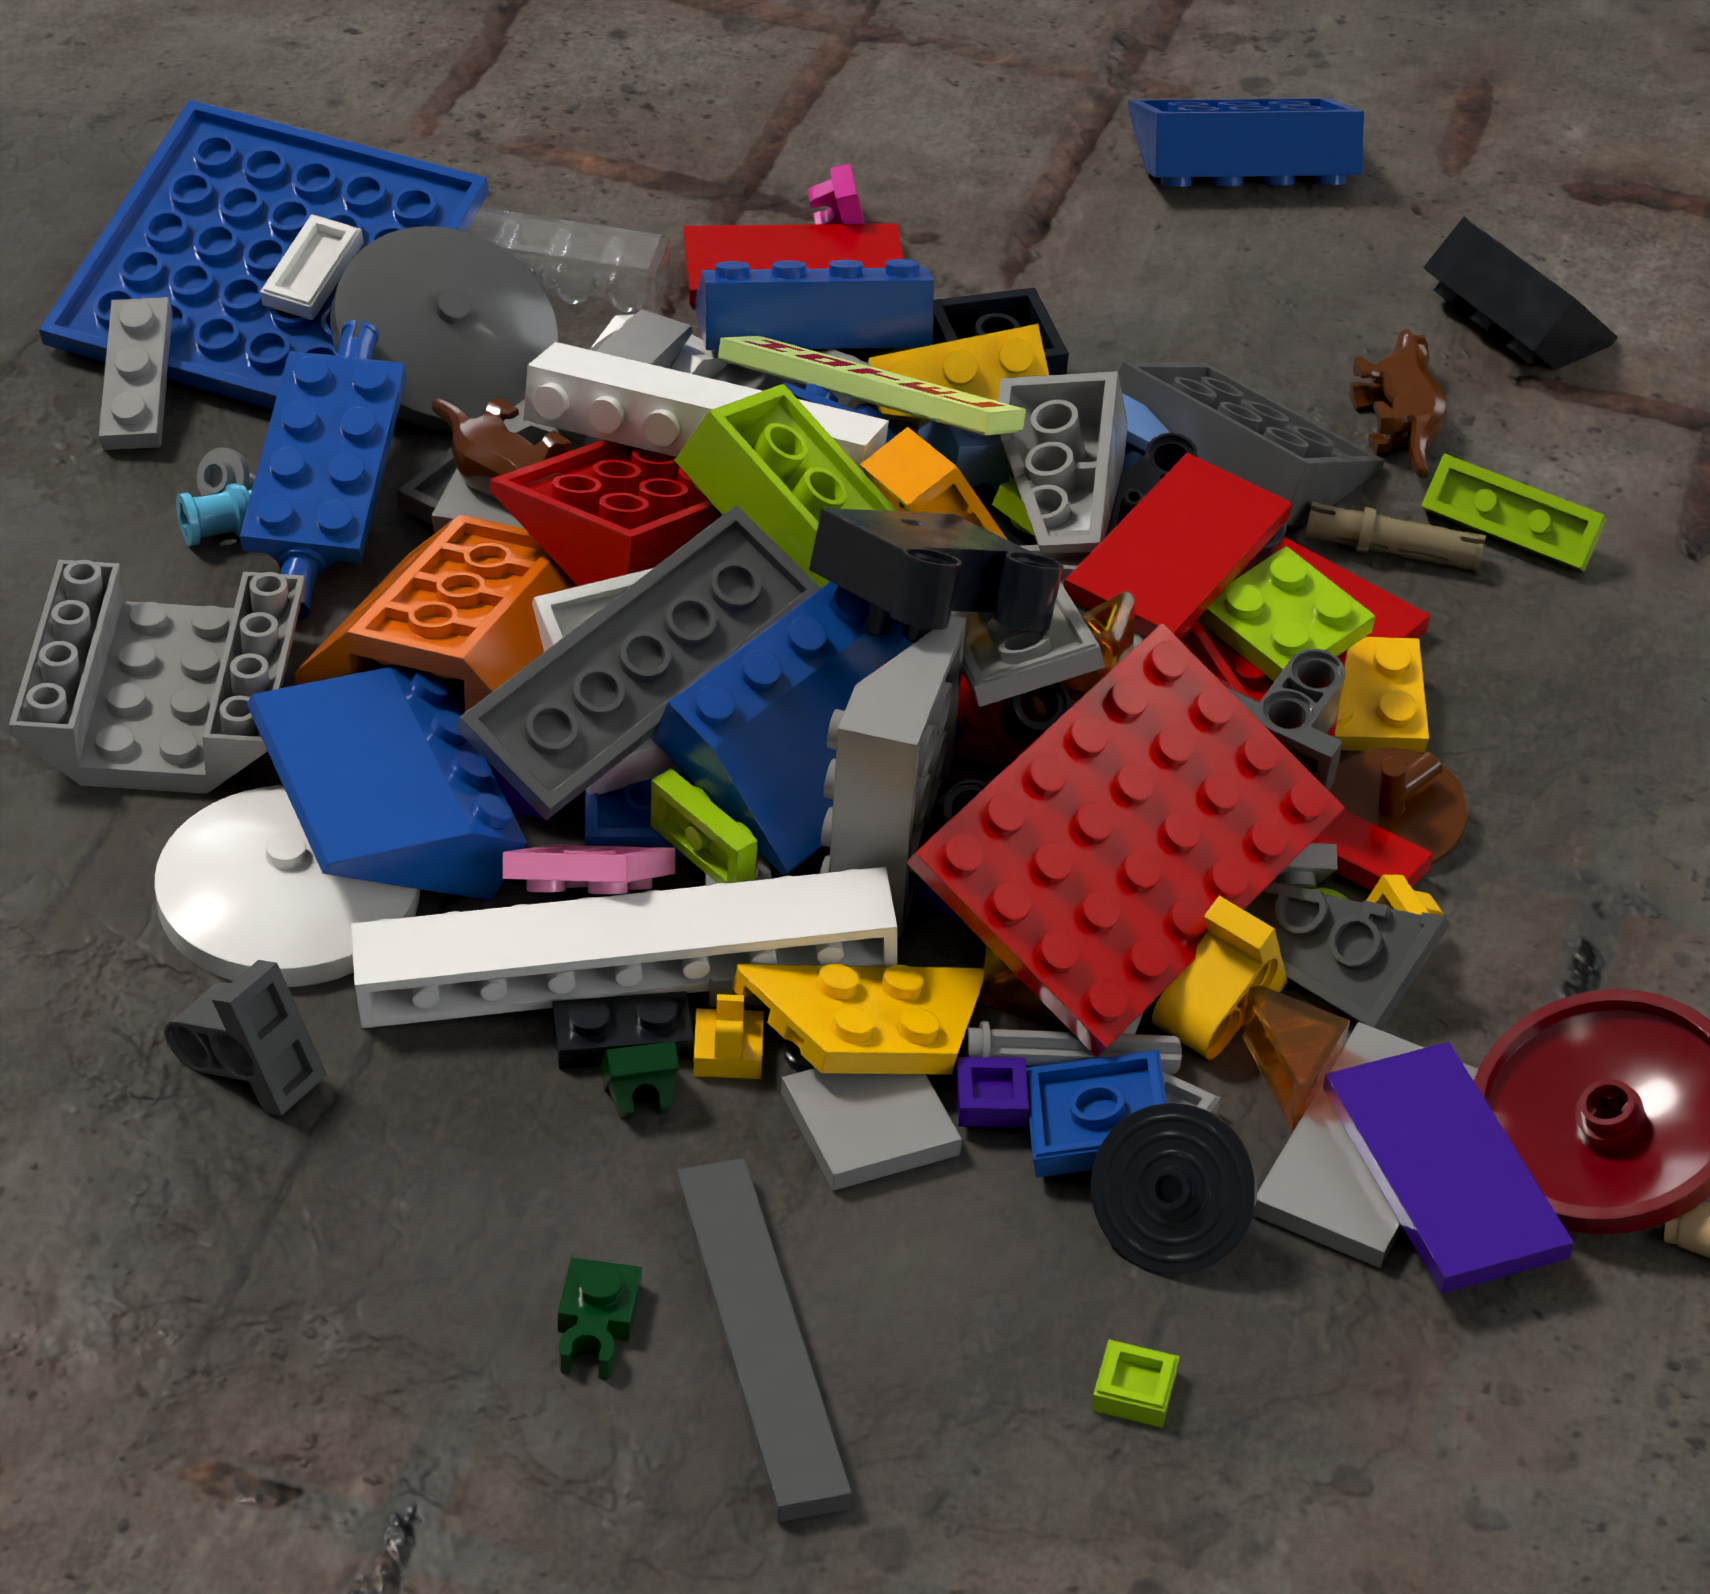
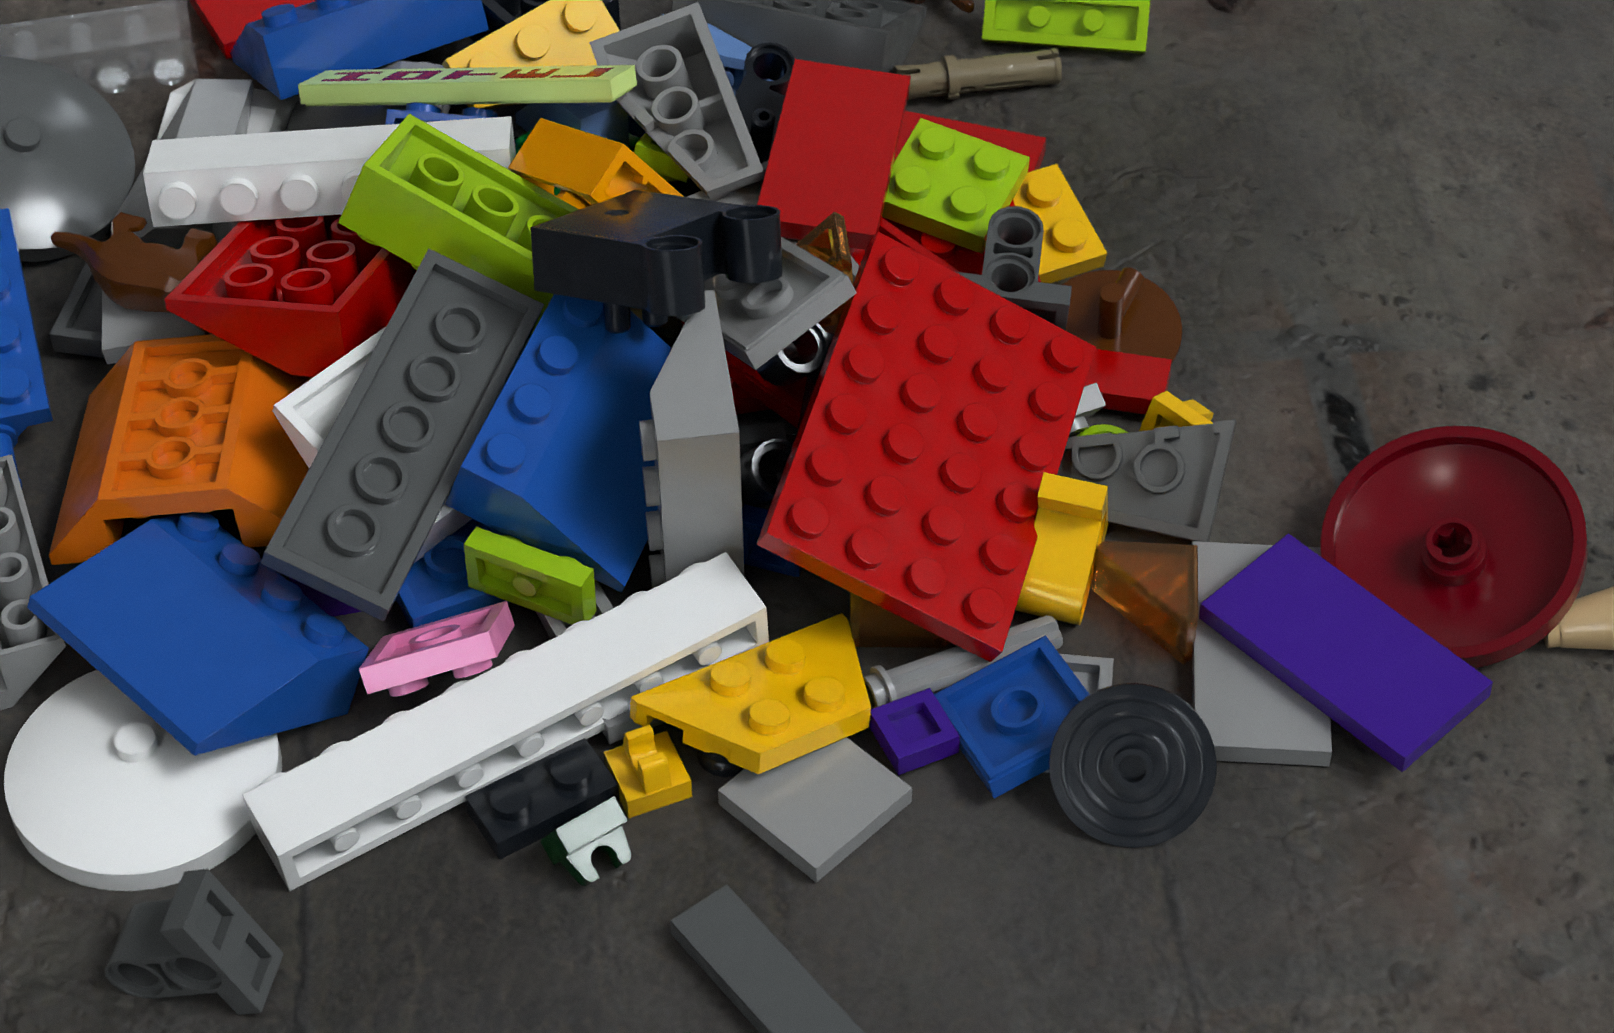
camera: 20 degrees left, 5 degrees up
(1135, 1383) = (1185, 964): lime tile -> none

